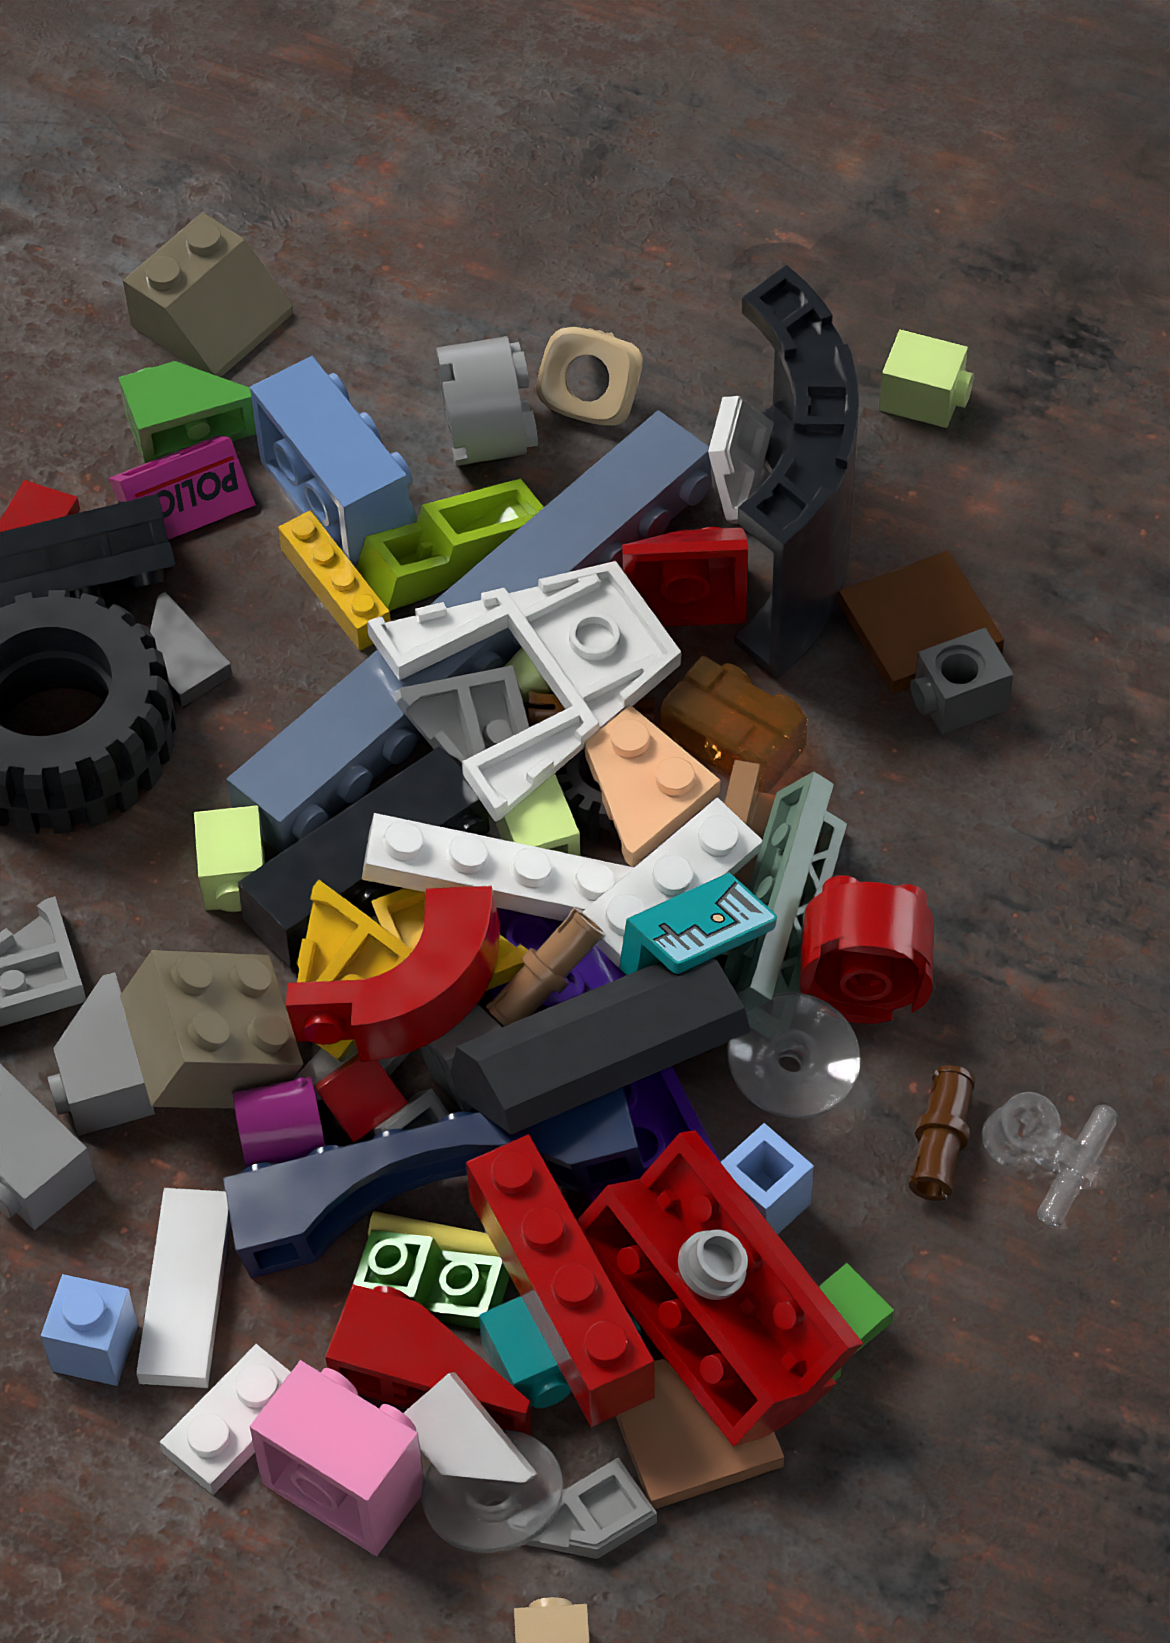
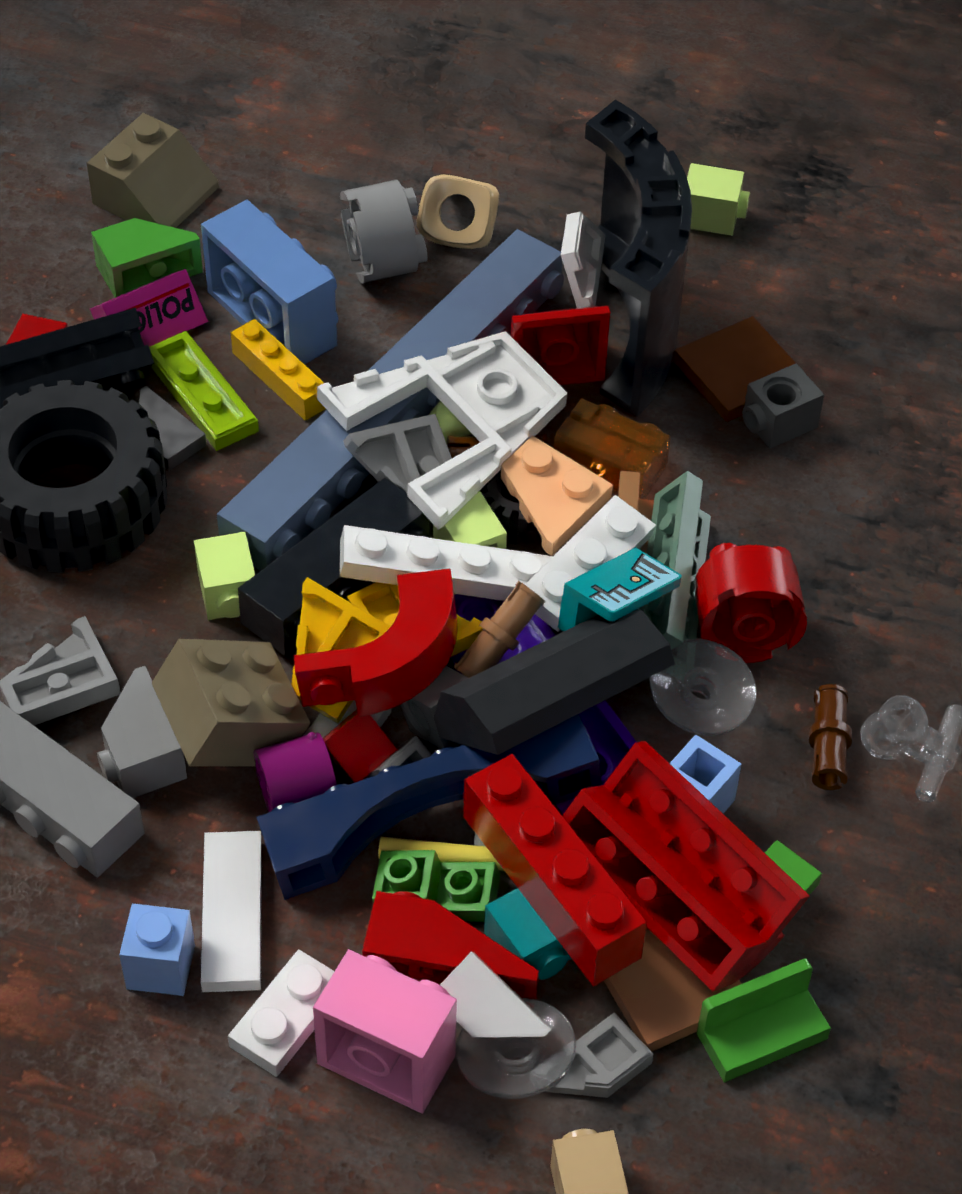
camera: 10 degrees left, 5 degrees down
(234, 601) = (202, 391): none -> lime tile
(444, 542) = (361, 335): lime slope -> none
(713, 1264) = (679, 842): light grey plate -> none
(792, 1486) = (761, 1021): none -> bright green panel

